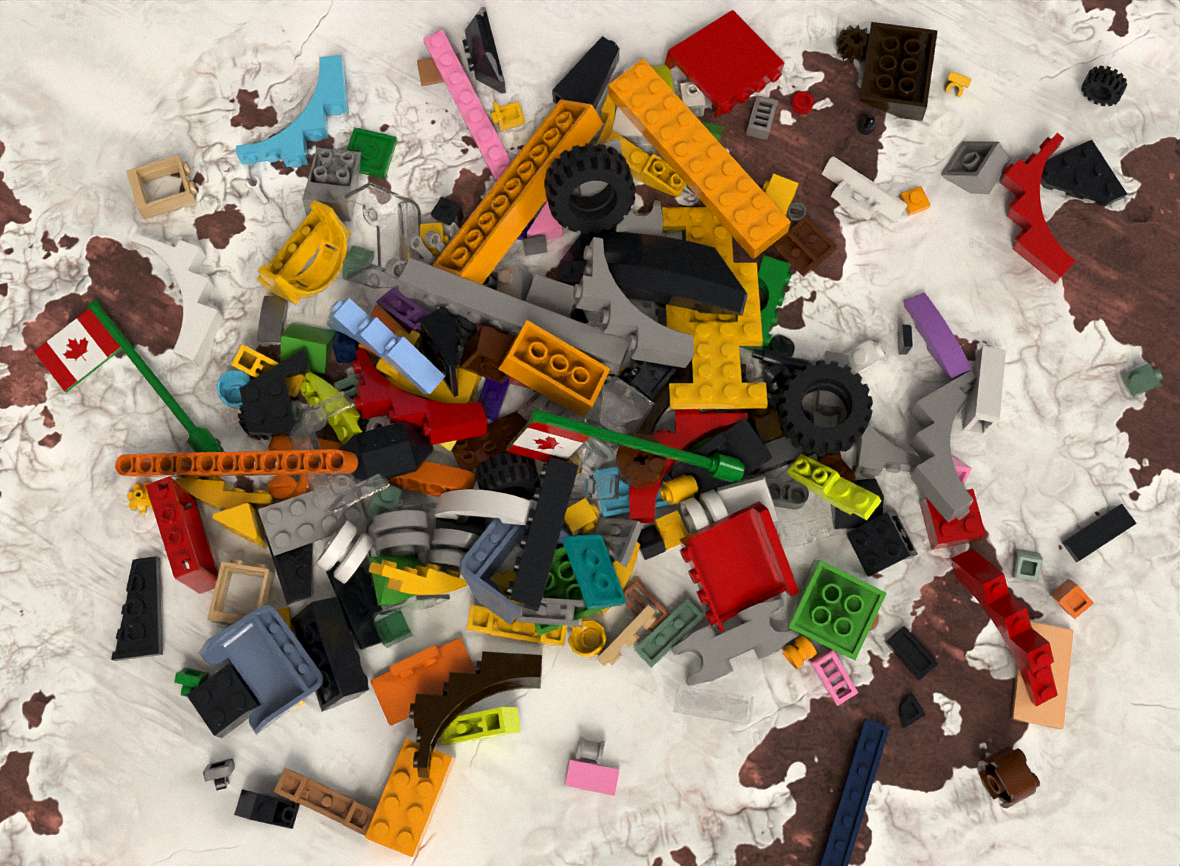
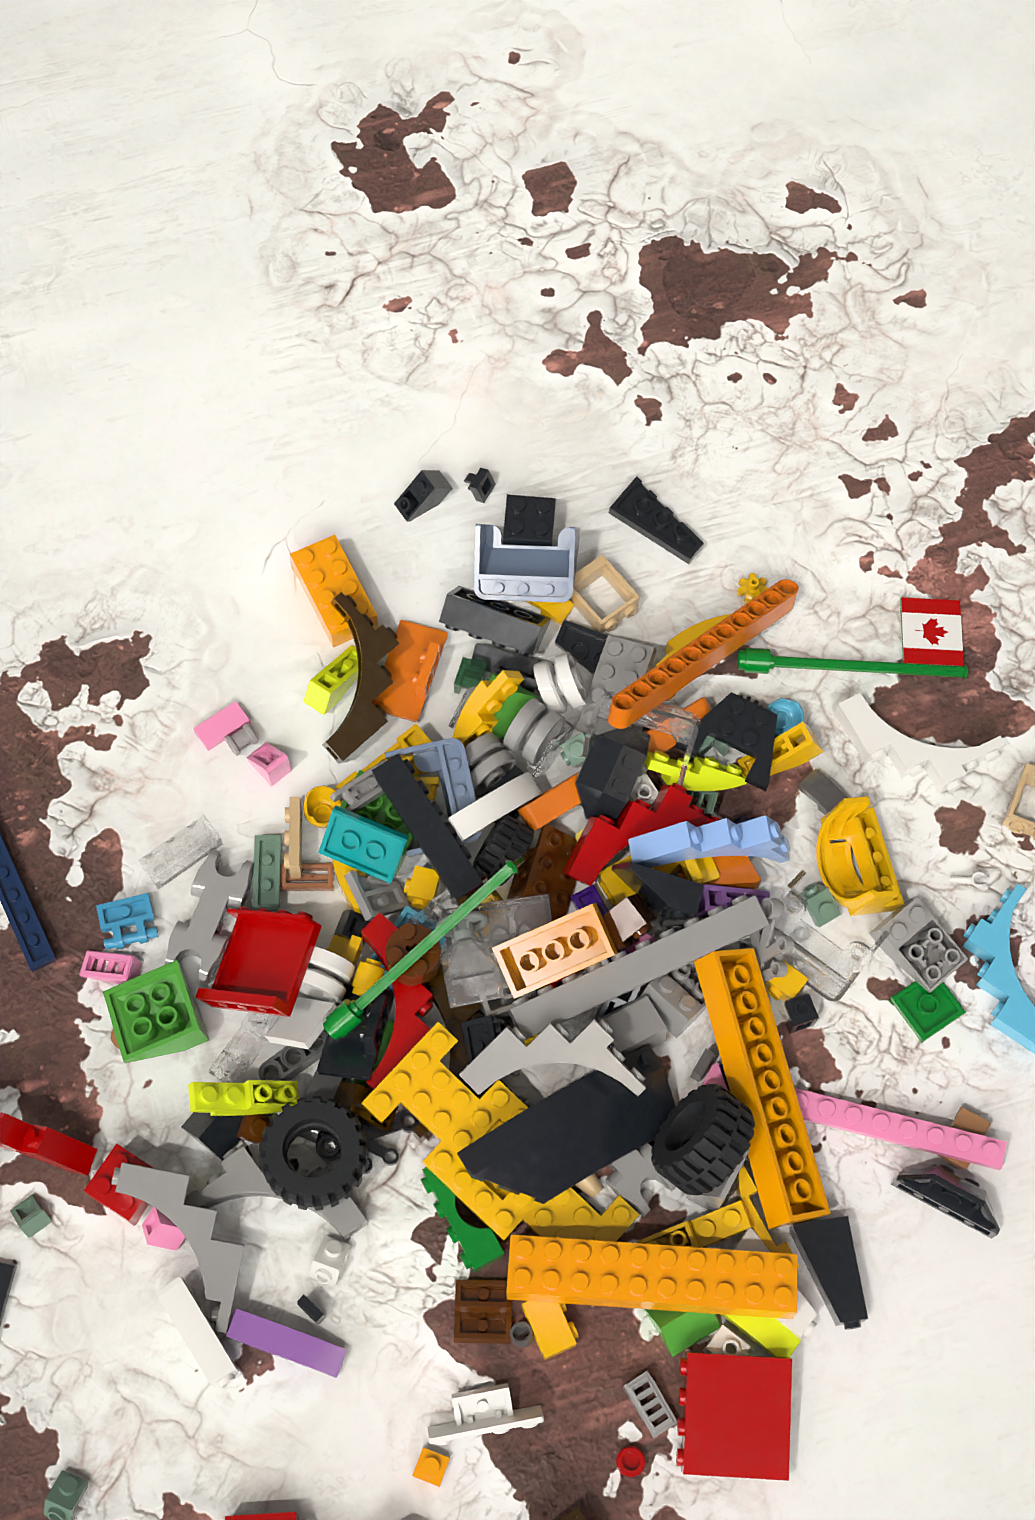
camera: 130 degrees right, 5 degrees down
(183, 535) = (686, 561): red window -> none
(190, 679) = (568, 514): green tile -> none
(244, 522) = (654, 630): yellow slope -> none
(314, 340) = (780, 802): bright green slope -> none
(325, 801) = (390, 538): medium nougat slope -> none
(507, 116) = (859, 1156): yellow bracket -> none
(588, 713) = (270, 763): none -> bright pink slope
(779, 362) = (397, 1176): black plant -> none
(789, 703) = (123, 914): none -> dark azure plate
(799, 651) = (152, 955): light orange wheel -> none
(866, 130) = (545, 1506): black hinge -> none
(881, 543) = (162, 1111): black bracket -> none
(910, 711) = (25, 1001): black tile -> none
(911, 653) = (64, 1046): black tile -> none

